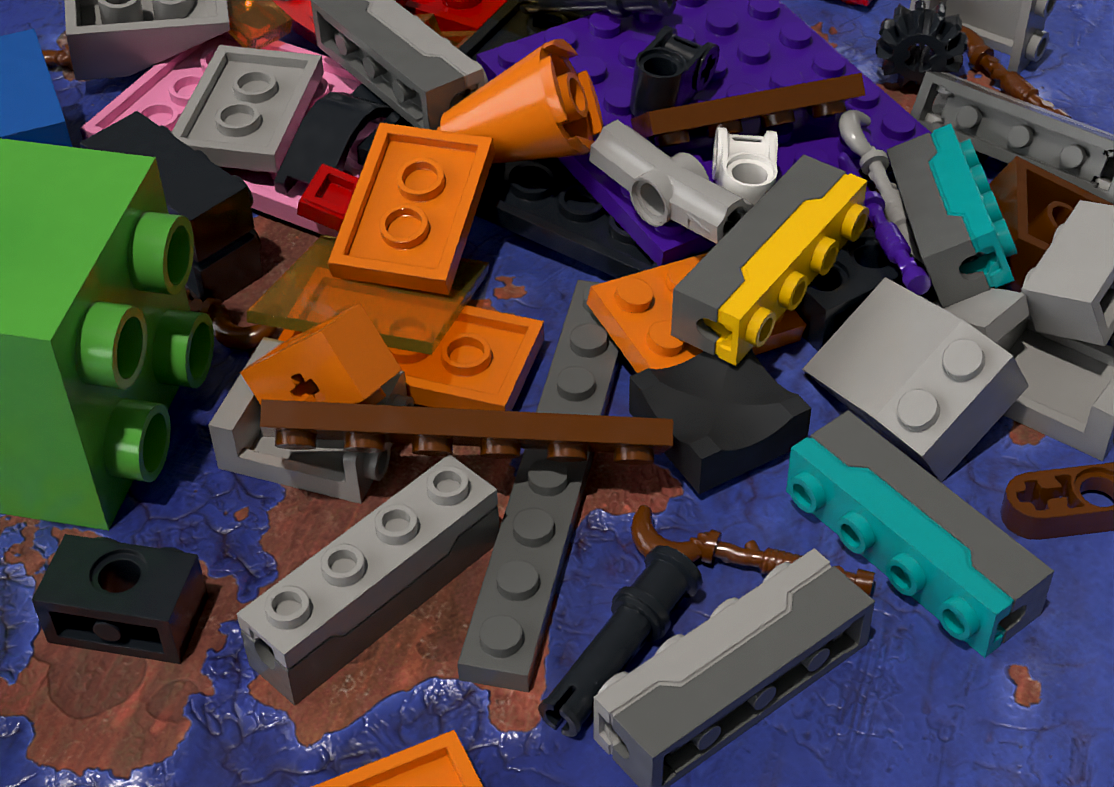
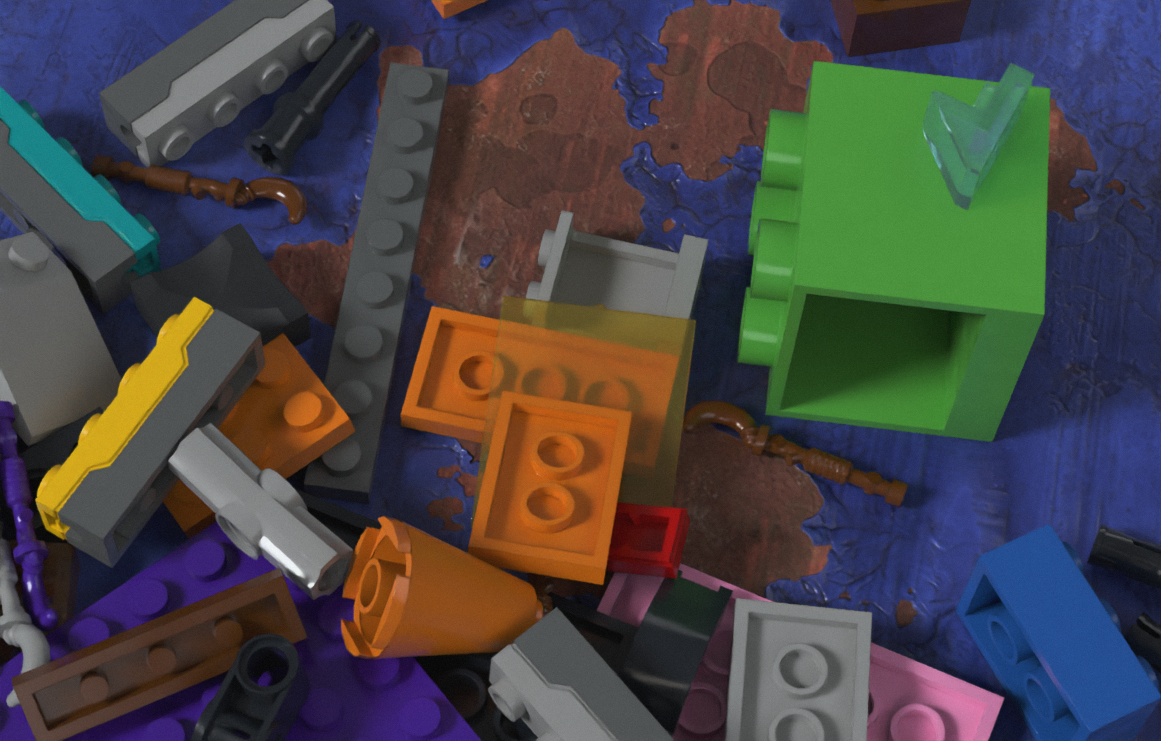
camera: 170 degrees right, 15 degrees up
(121, 598) = (718, 86): black brick -> none
(213, 201) = (832, 518): black piece -> none
(328, 363) = (607, 264): orange brick -> none
(369, 578) = (527, 127): light grey piece -> none
(436, 430) = (458, 218): reddish brown plate -> none
(745, 163) = (172, 556): white piece -> none

